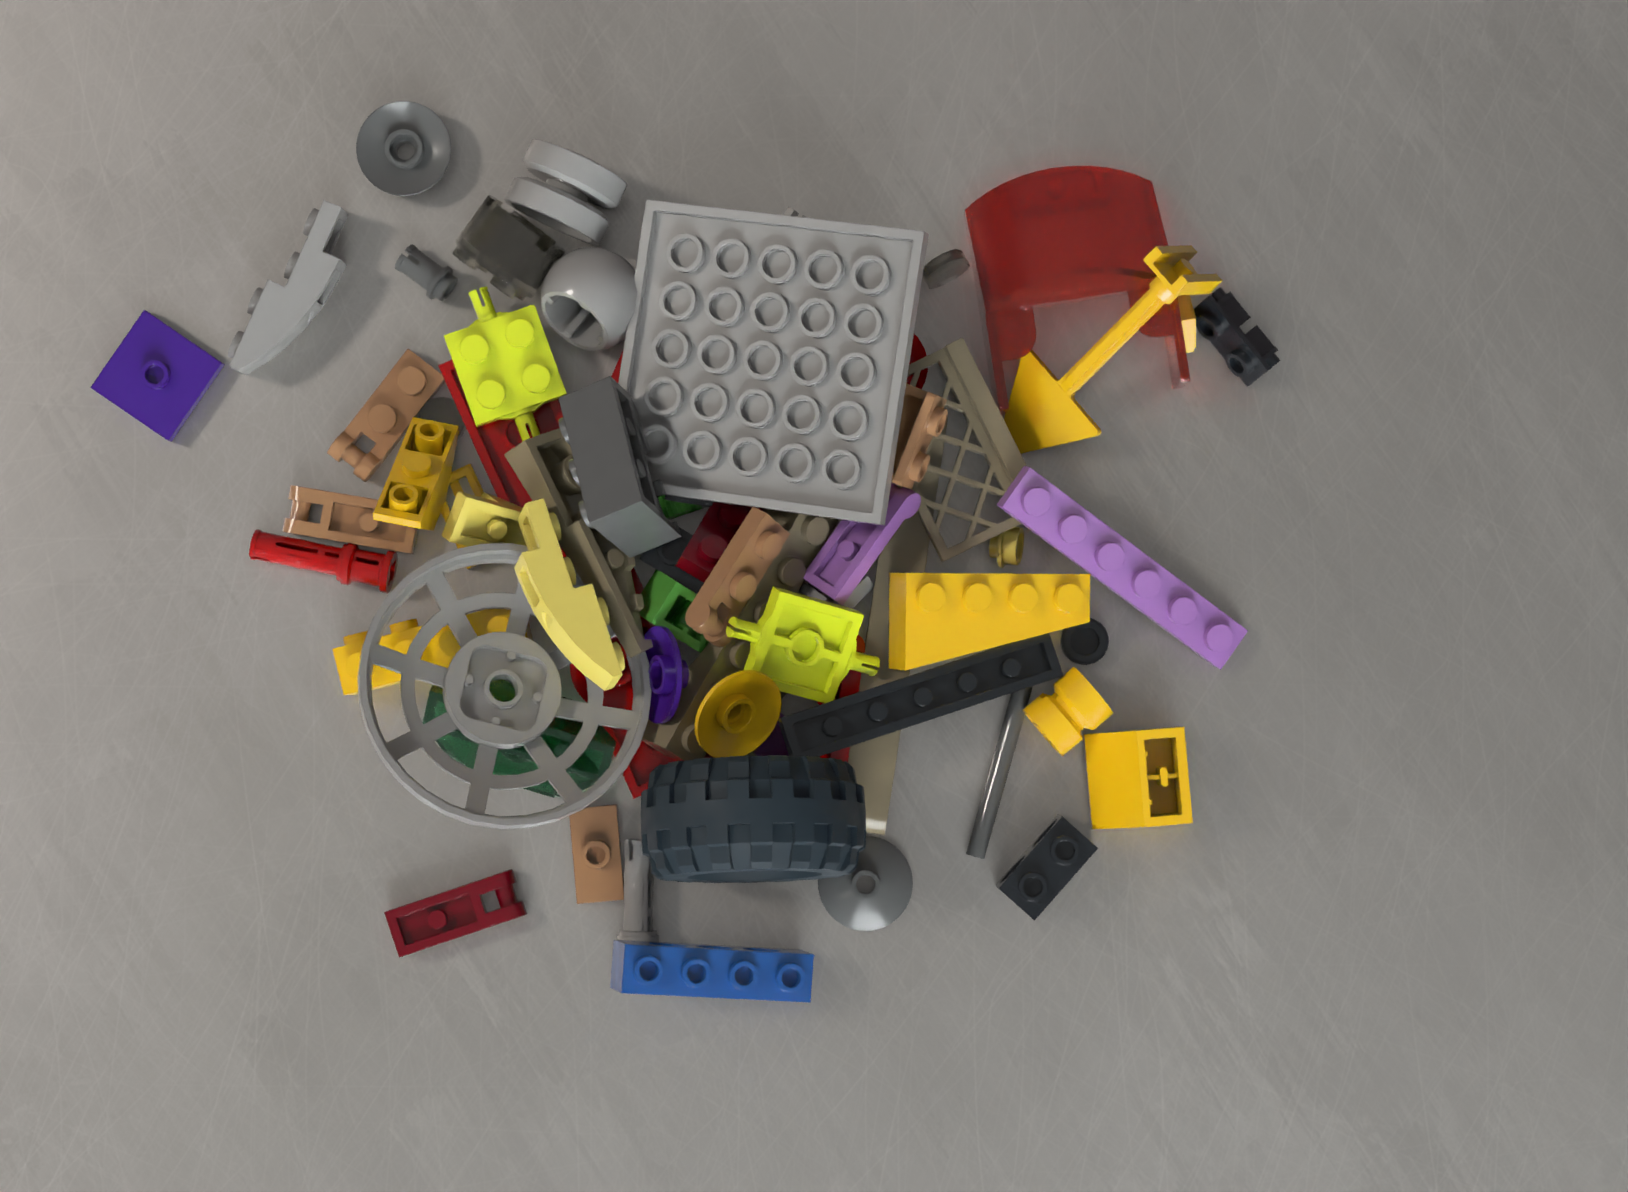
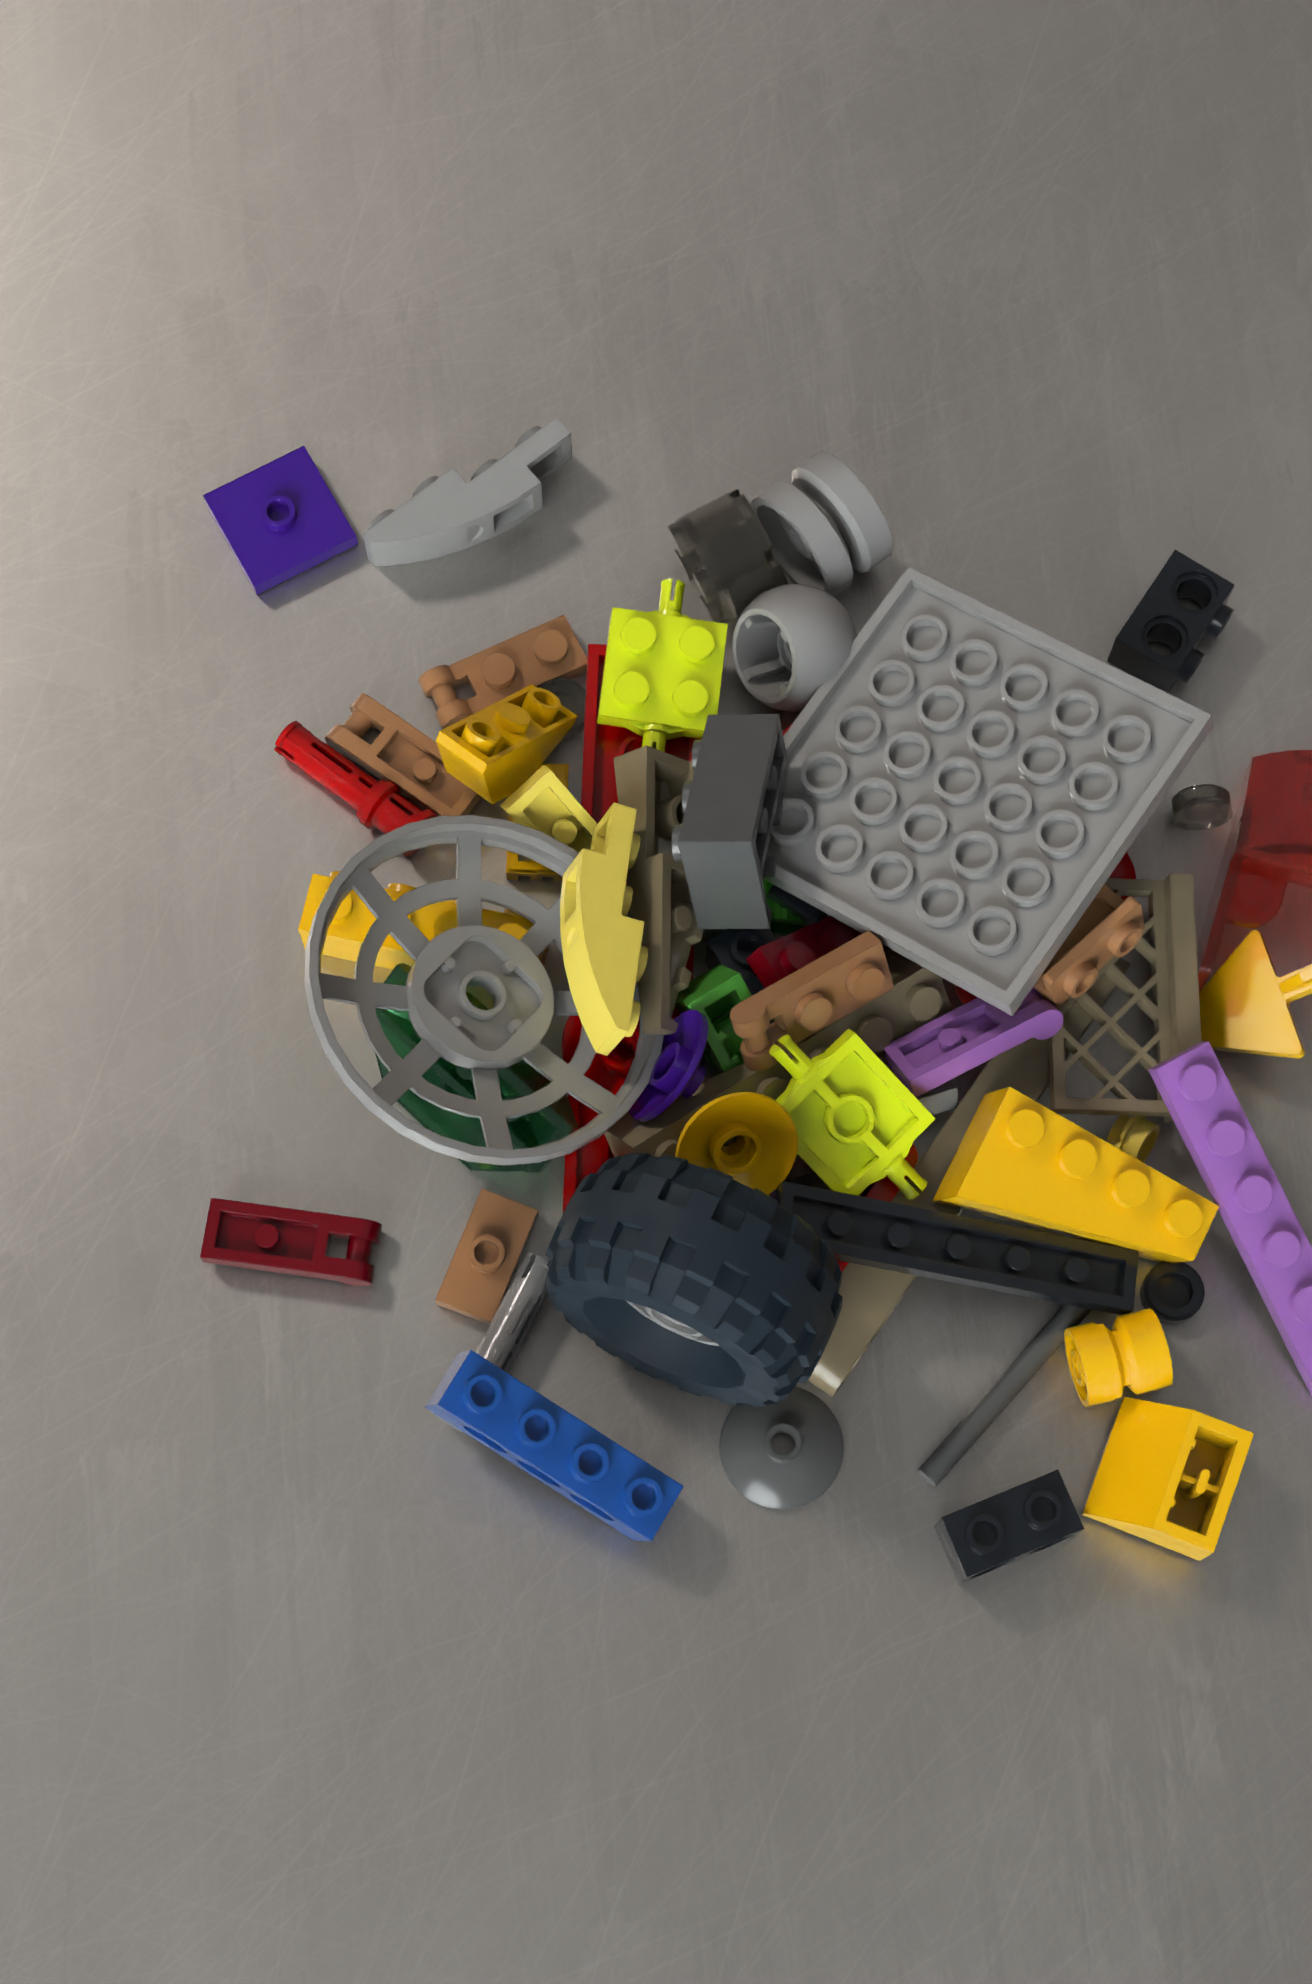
camera: 20 degrees right, 15 degrees down
(388, 130) = (673, 392): dark grey dish -> none
(427, 273) = (631, 560): dark grey pin -> none
(849, 132) = (1164, 620): none -> black brick

